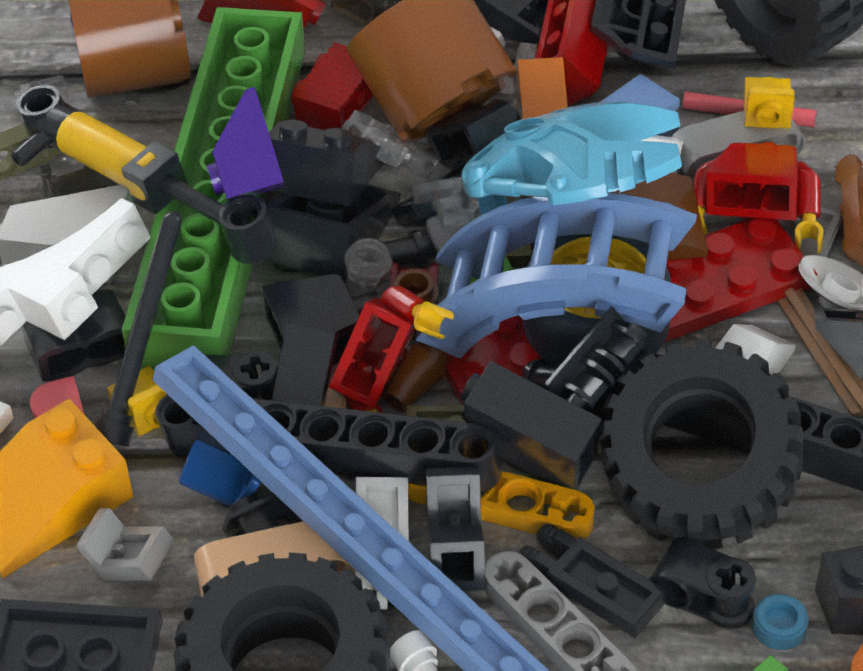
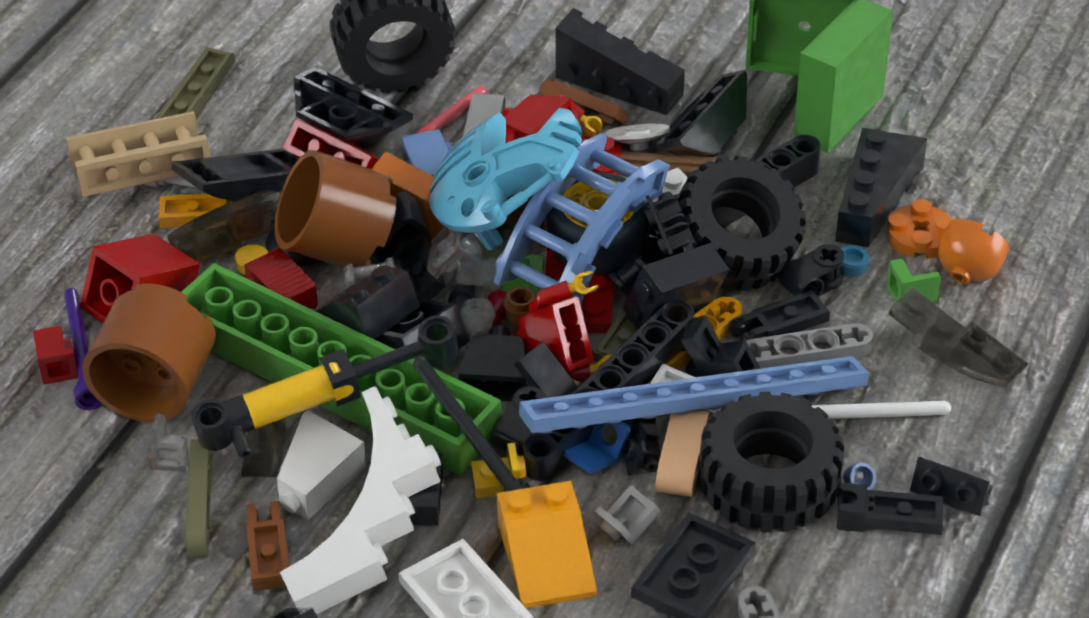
camera: 65 degrees left, 5 degrees down
(54, 393) = (468, 521): coral tile -> none
(245, 153) = (380, 307): dark purple slope -> none
(768, 102) = (478, 93): yellow bracket -> none

